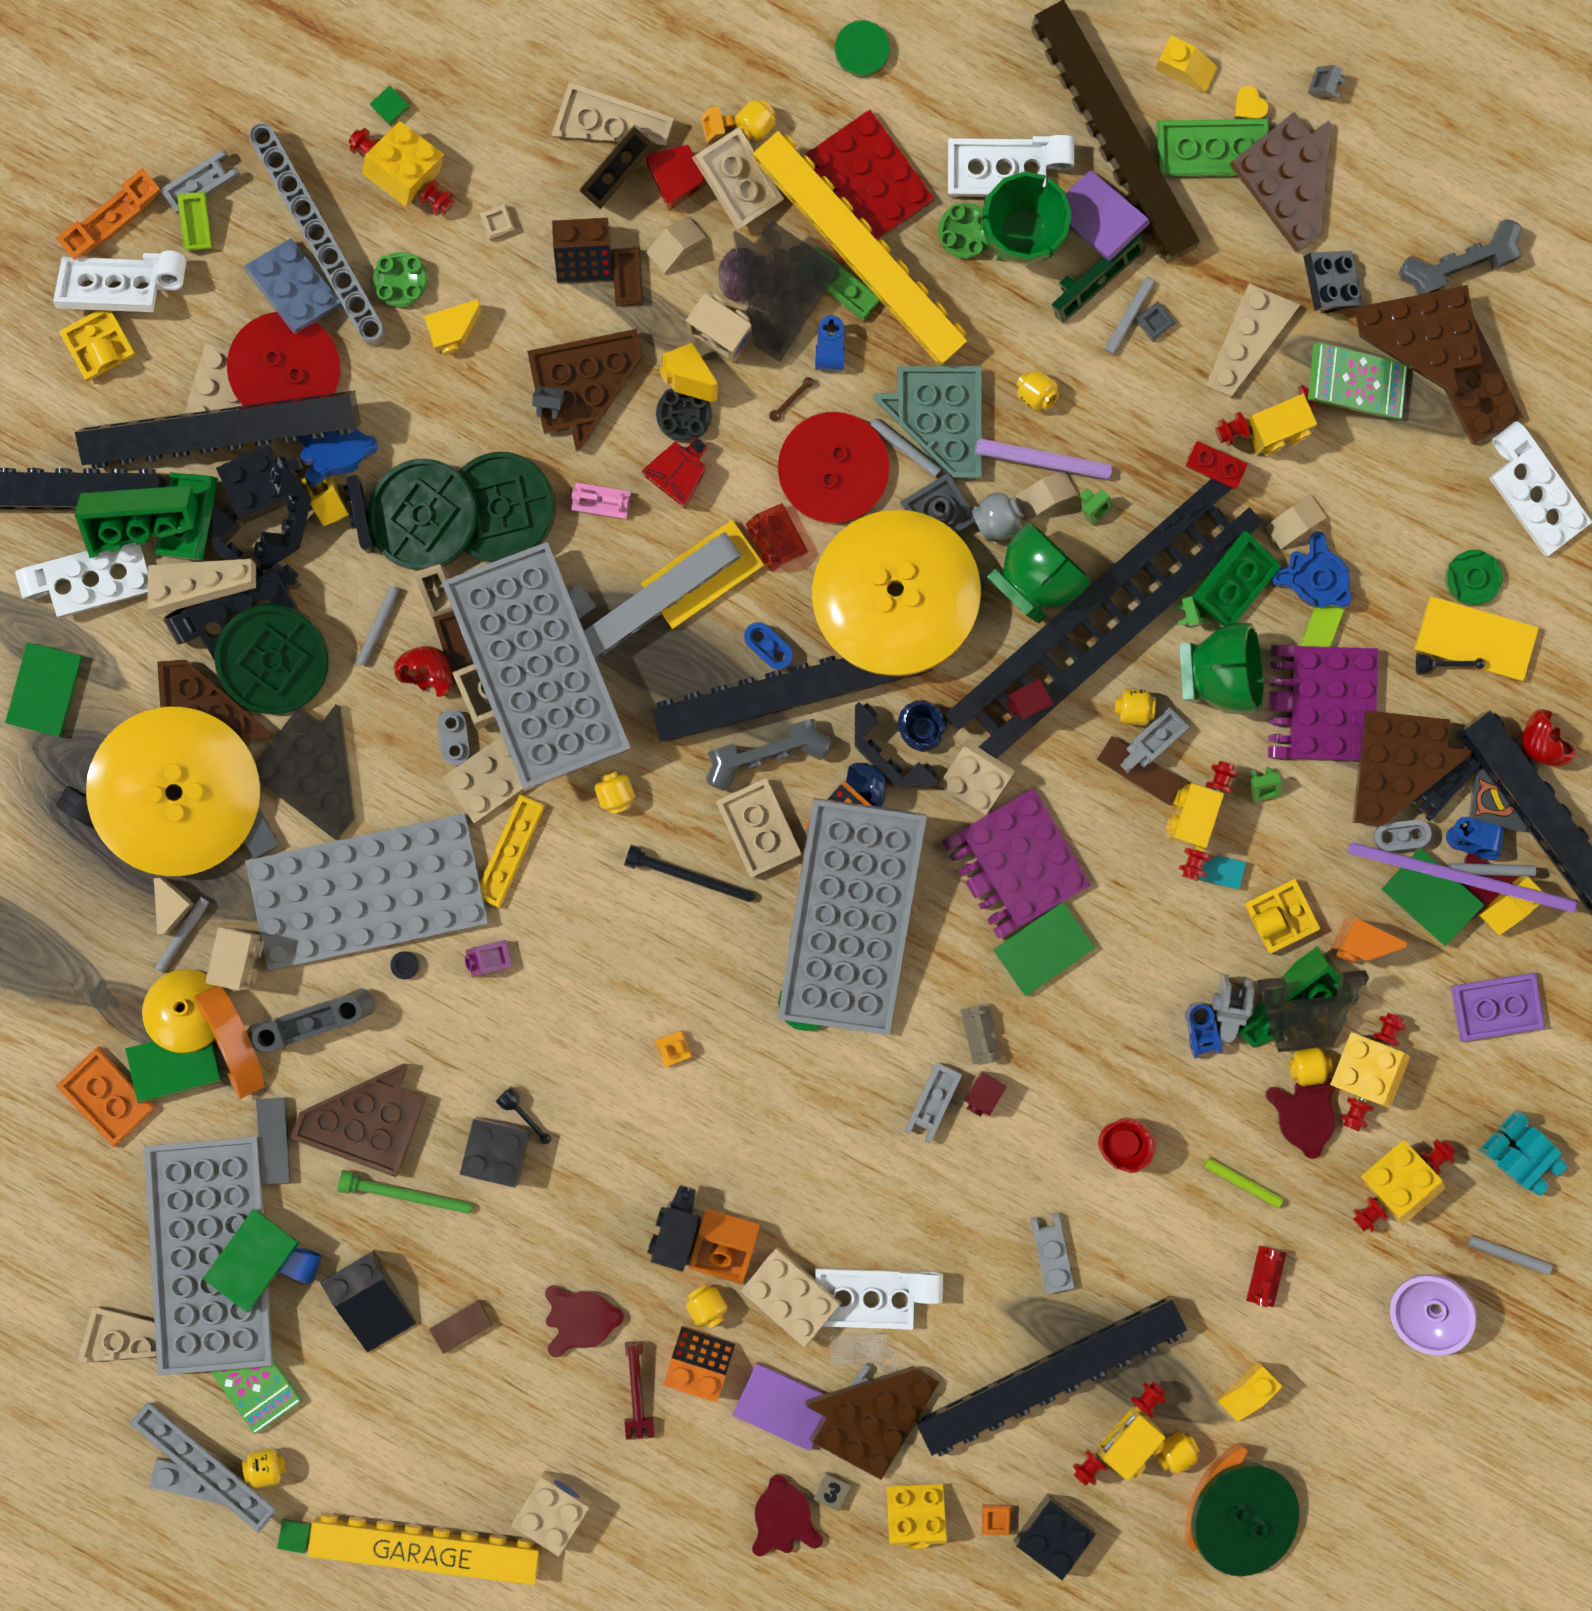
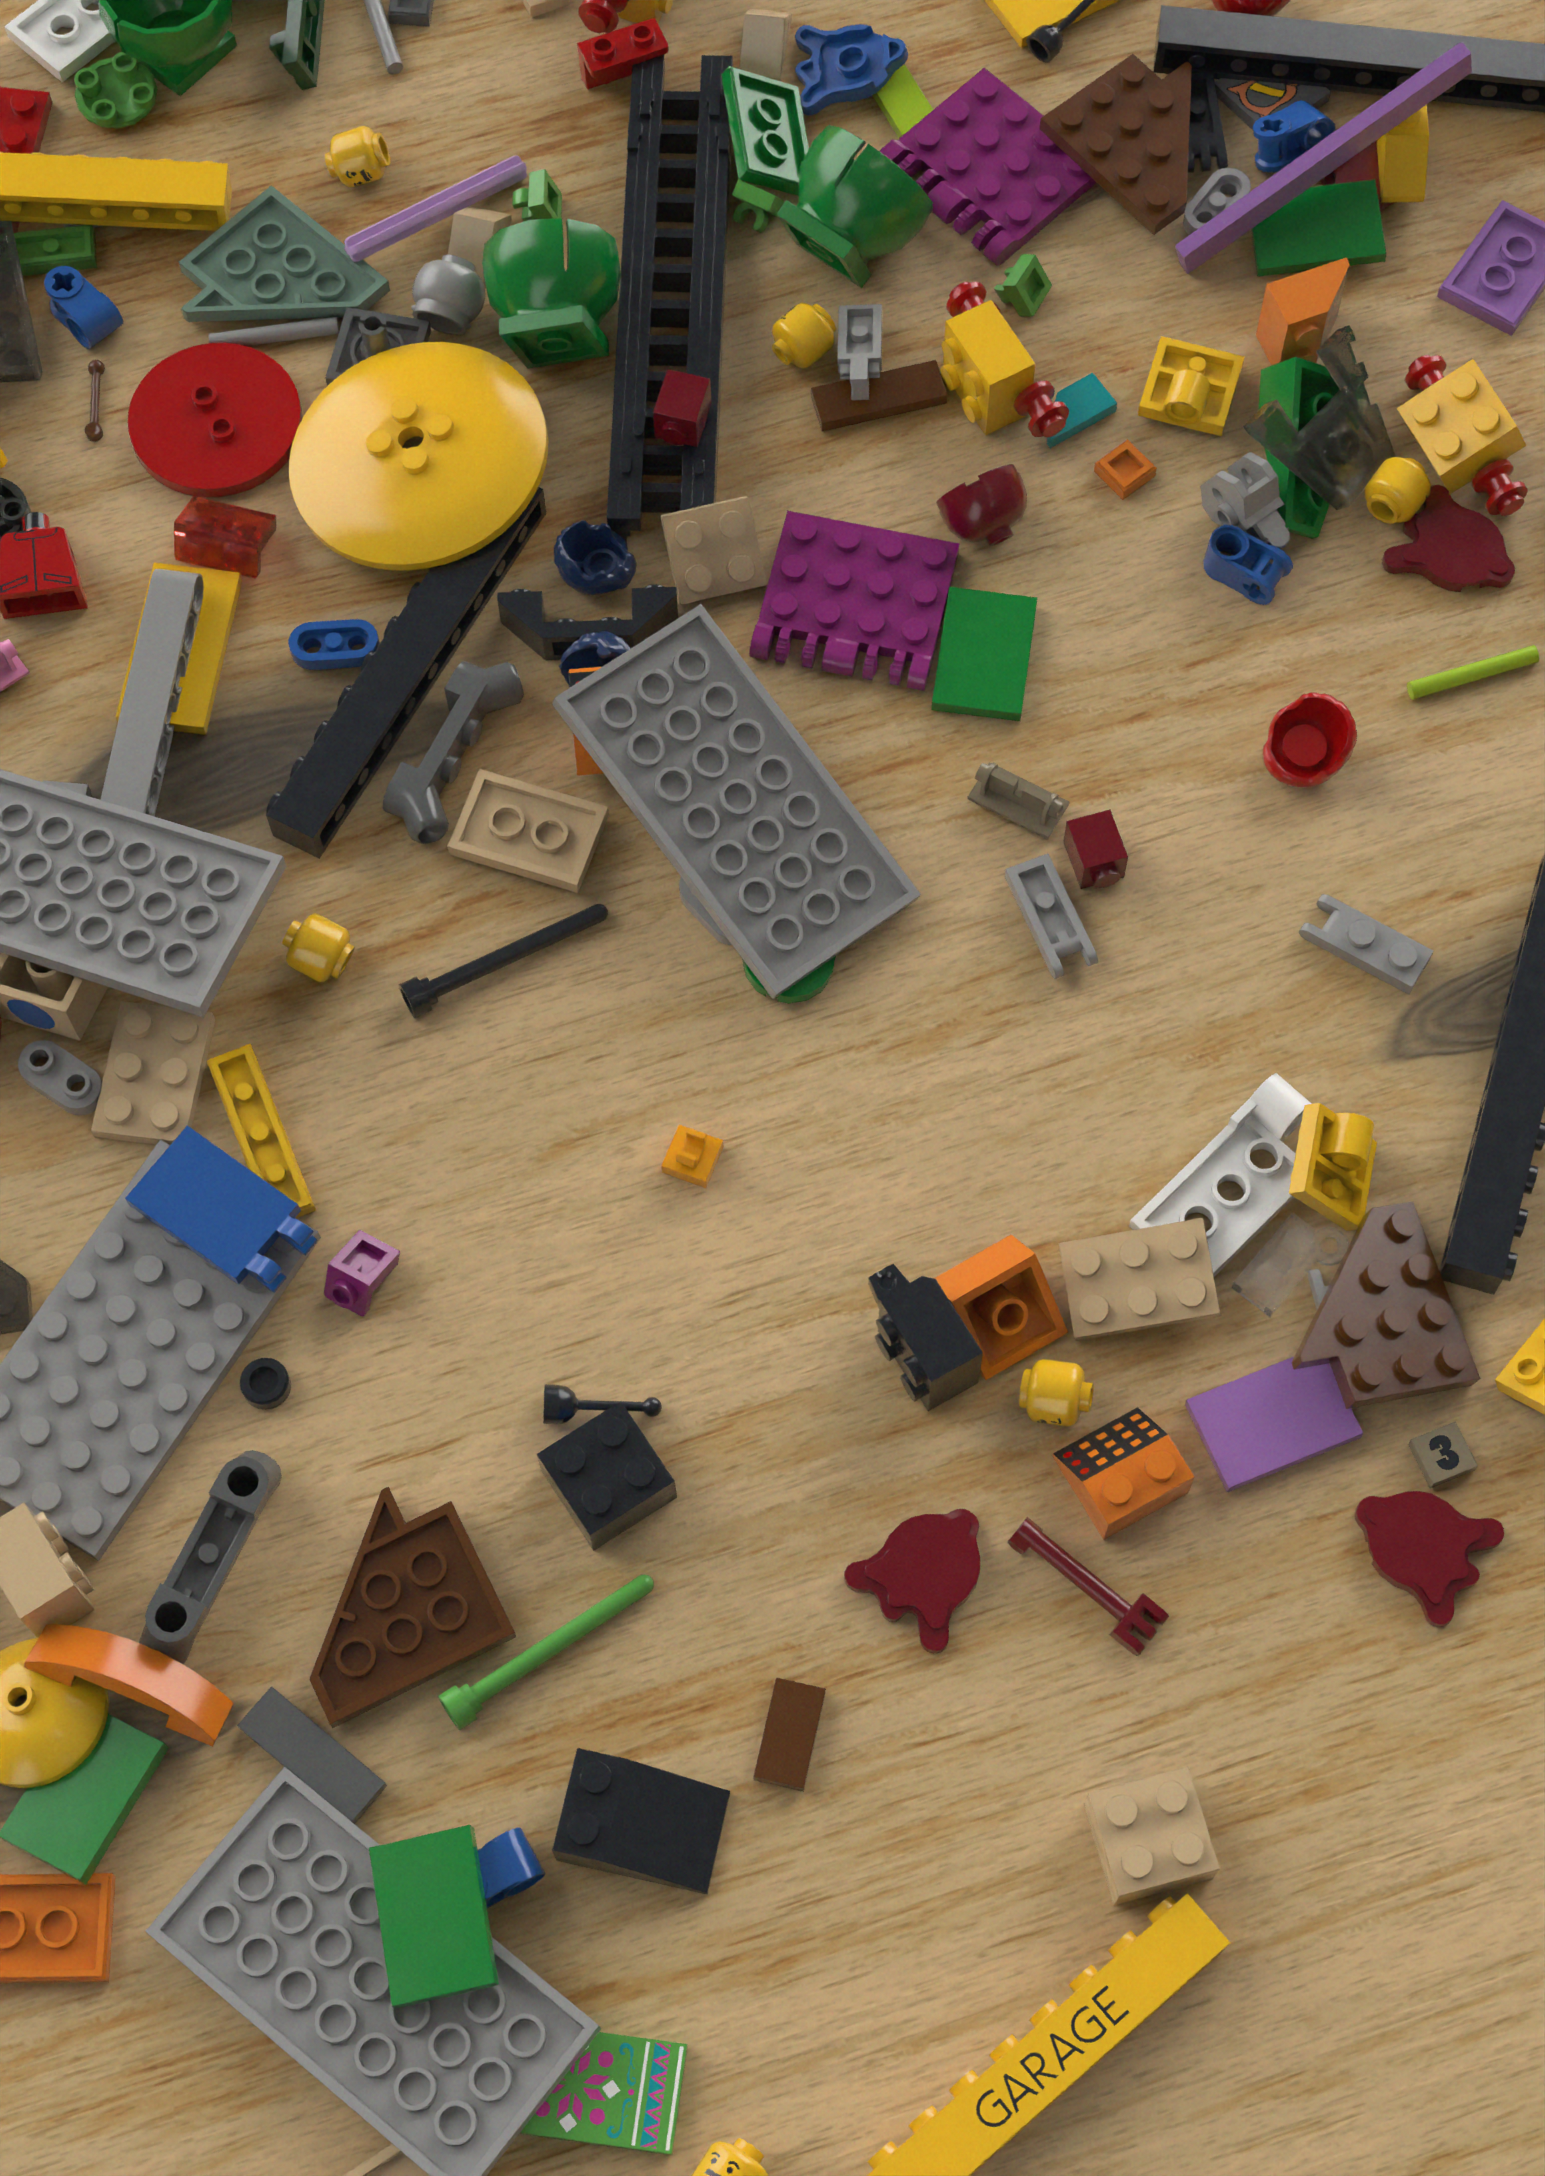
camera: 50 degrees left, 20 degrees down
(454, 875) = (220, 1209): none -> blue tile
(919, 1337) = (1334, 1164): none -> yellow plate
(1118, 883) = (986, 506): none -> dark red cylinder
(1207, 924) = (1125, 469): none -> orange tile

